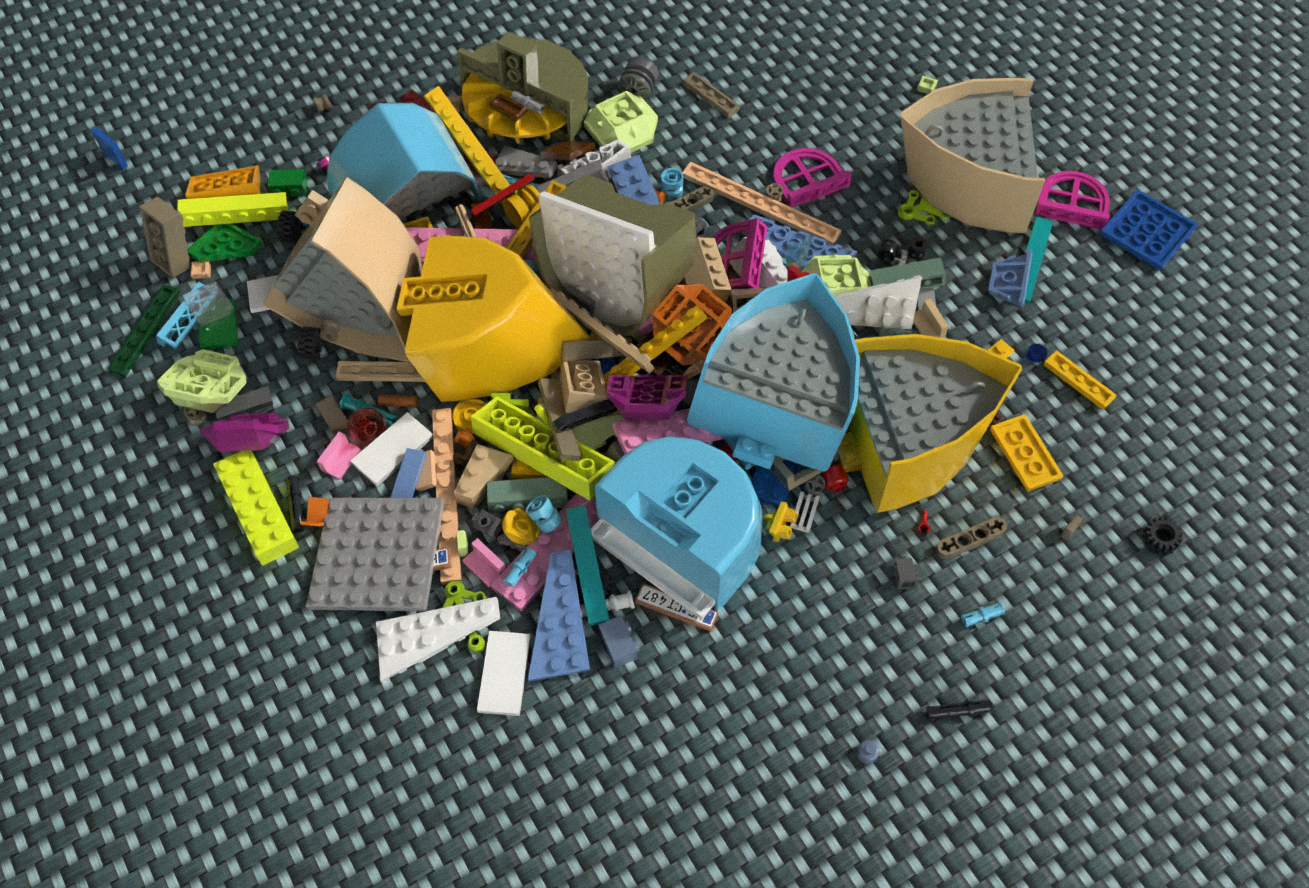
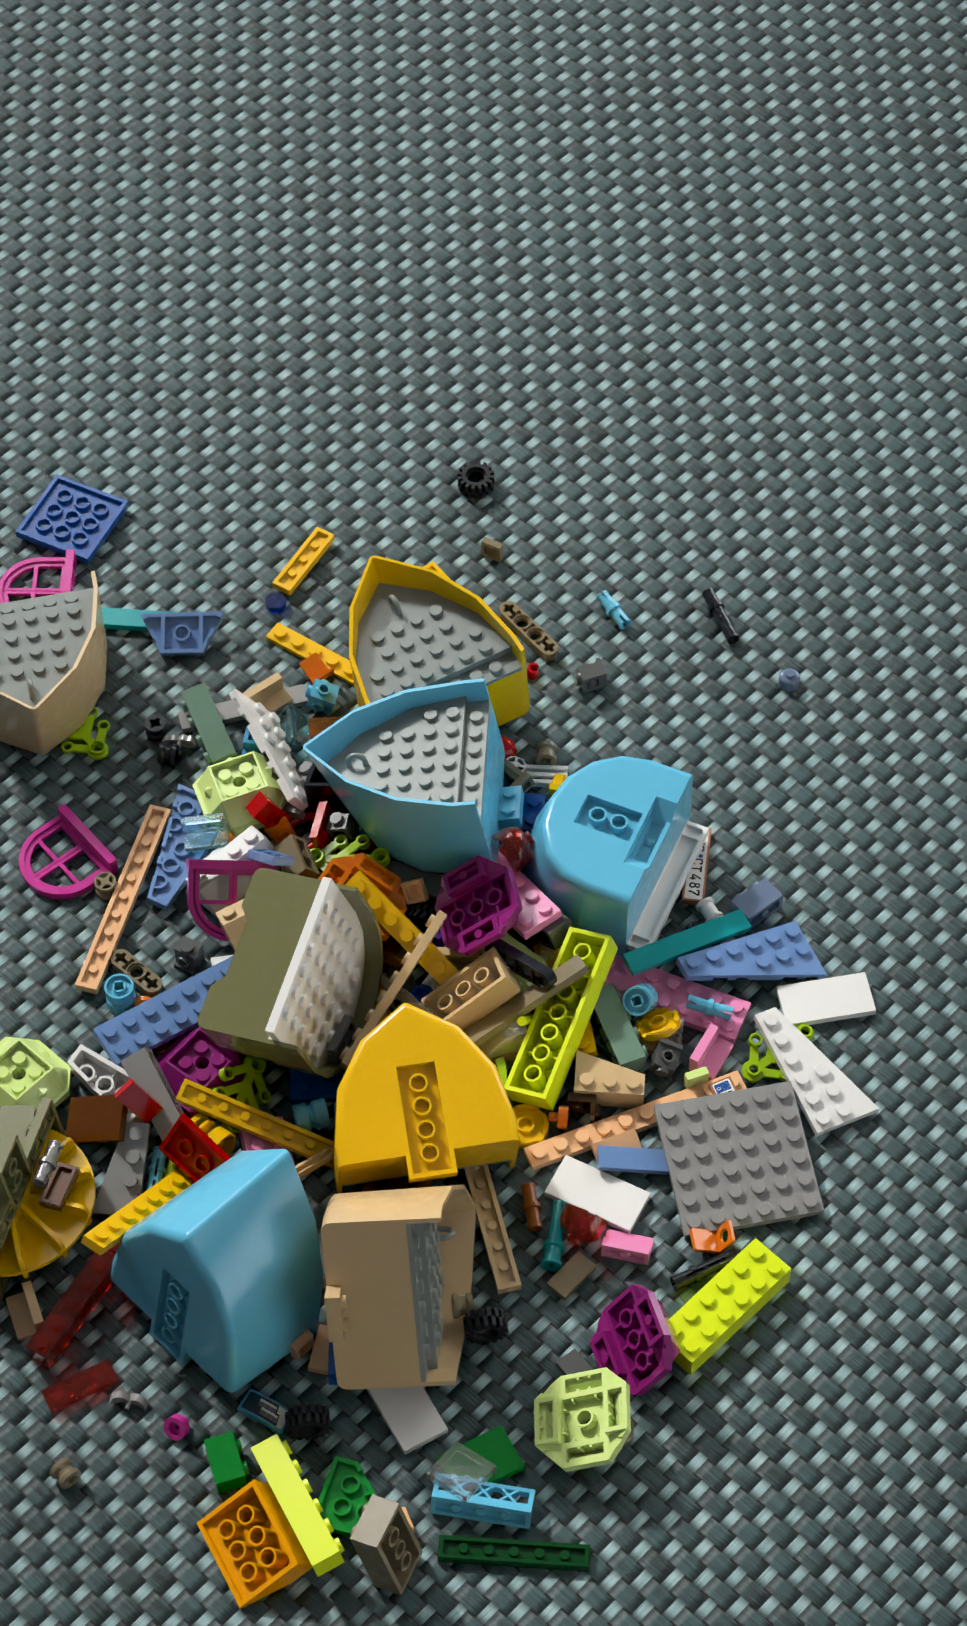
camera: 105 degrees left, 5 degrees down
(561, 161) = (138, 1101): none -> red tile
(699, 427) = (516, 846): none -> clear red cylinder
(749, 274) = (271, 857): none -> medium blue tile
(825, 515) = (546, 753): none -> dark tan wheel

